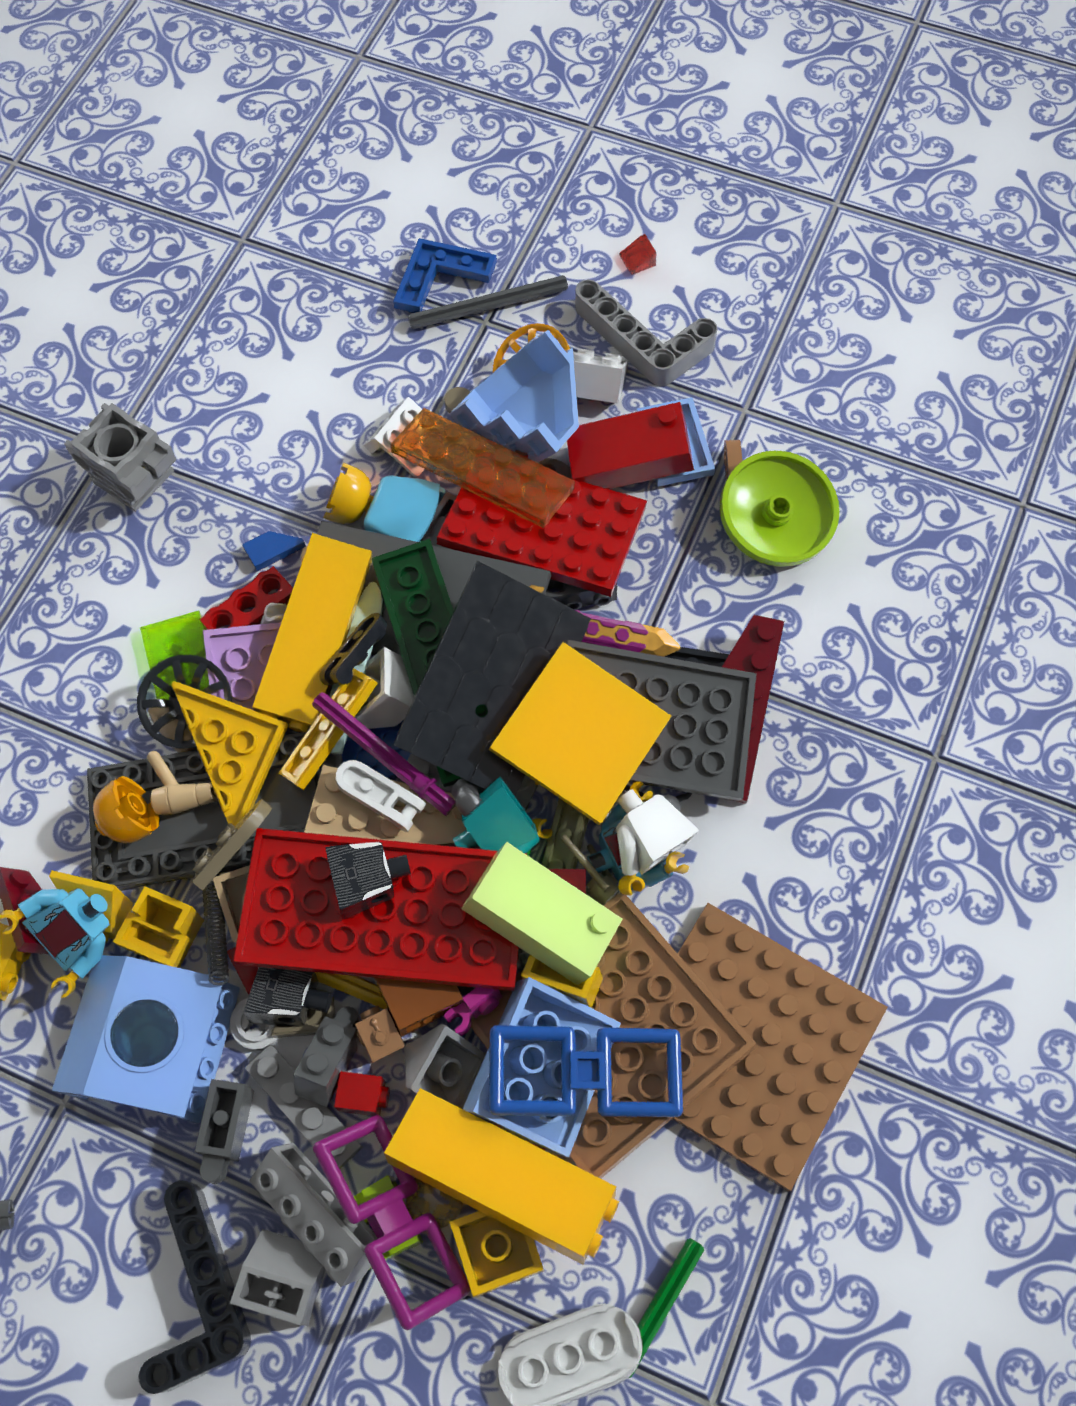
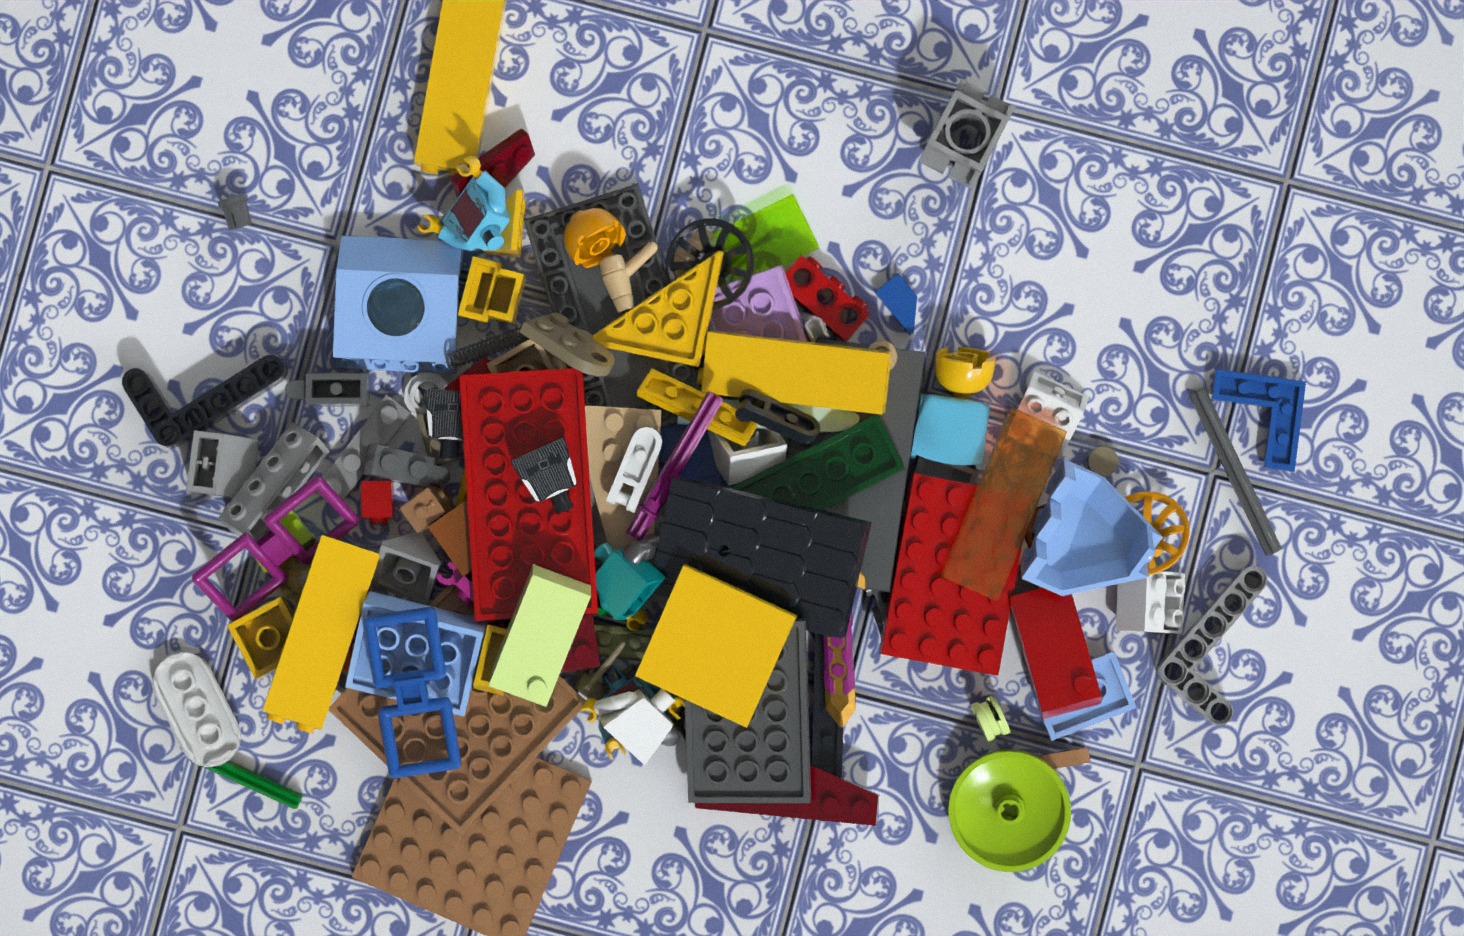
camera: 80 degrees right, 20 degrees up
(639, 255) = (1321, 627): clear red slope -> none
(688, 516) = (986, 720): none -> yellowish green wheel

